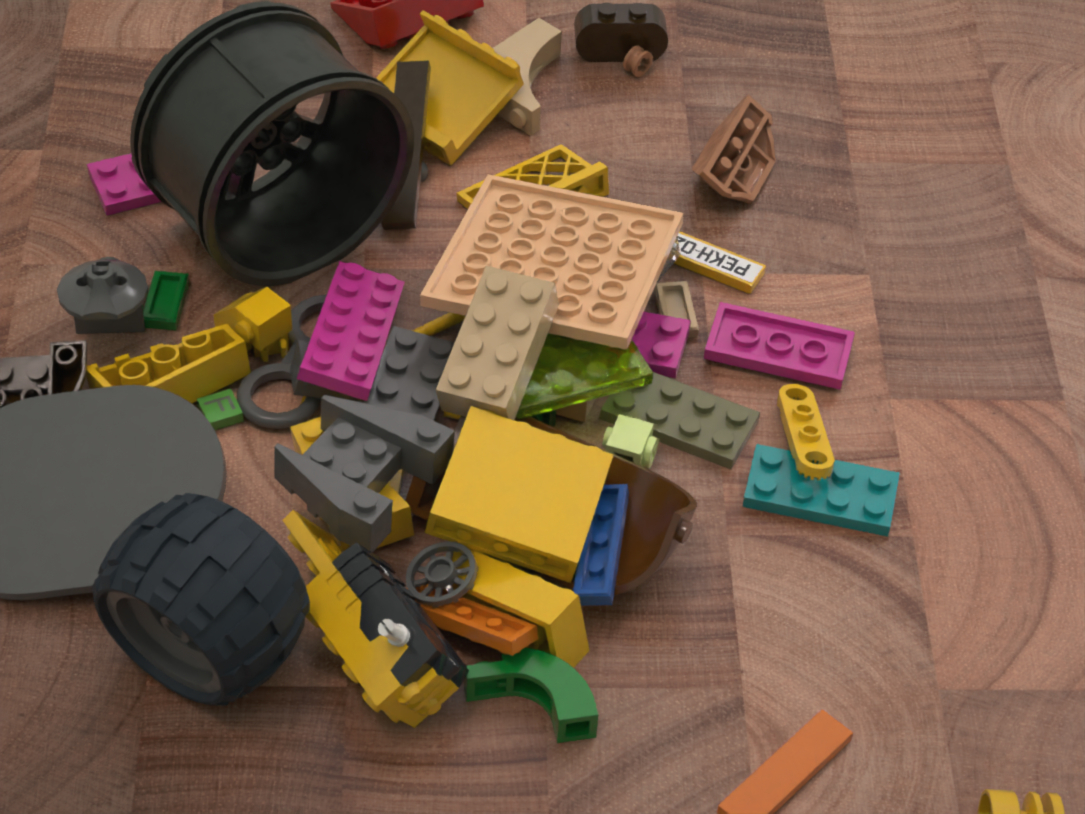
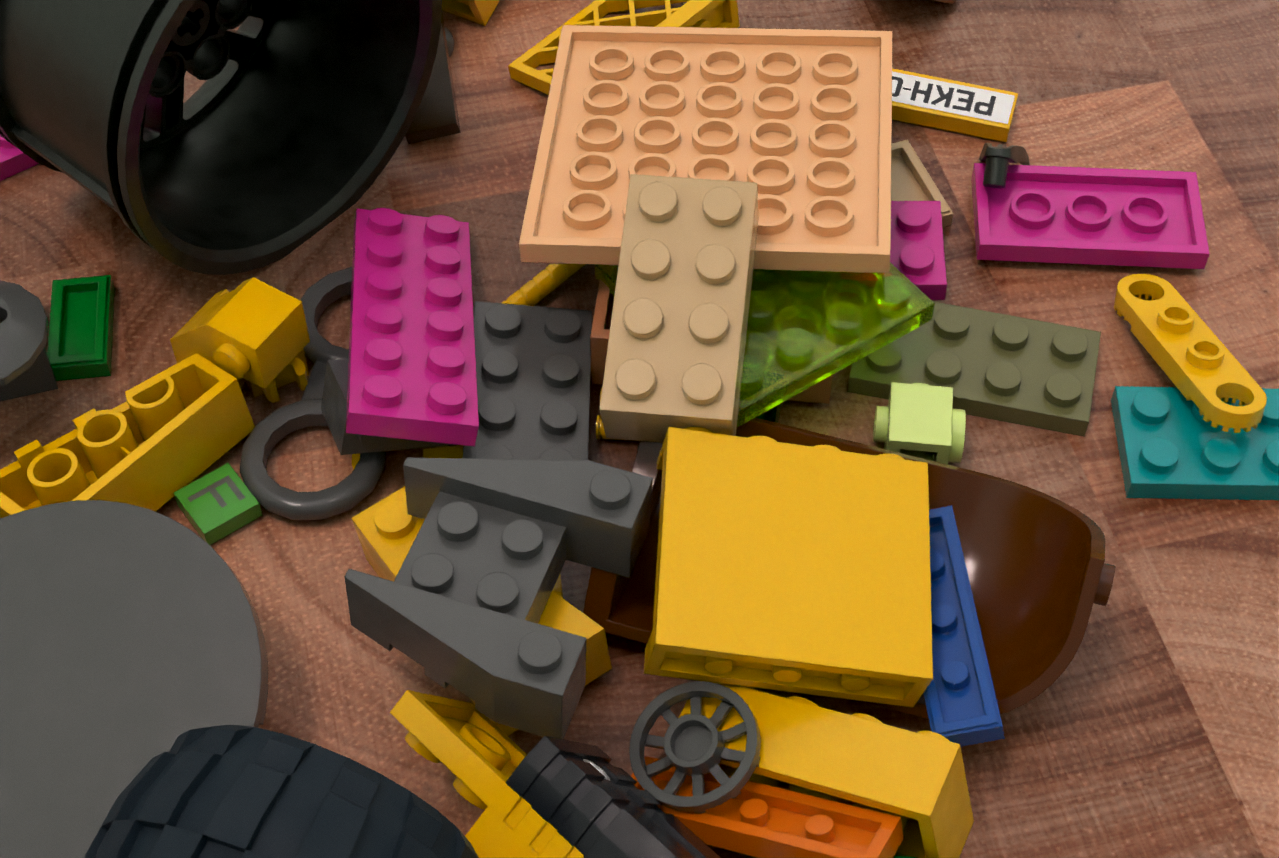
camera: 10 degrees left, 5 degrees up
(730, 301) = (997, 162): none -> pearl dark grey piece

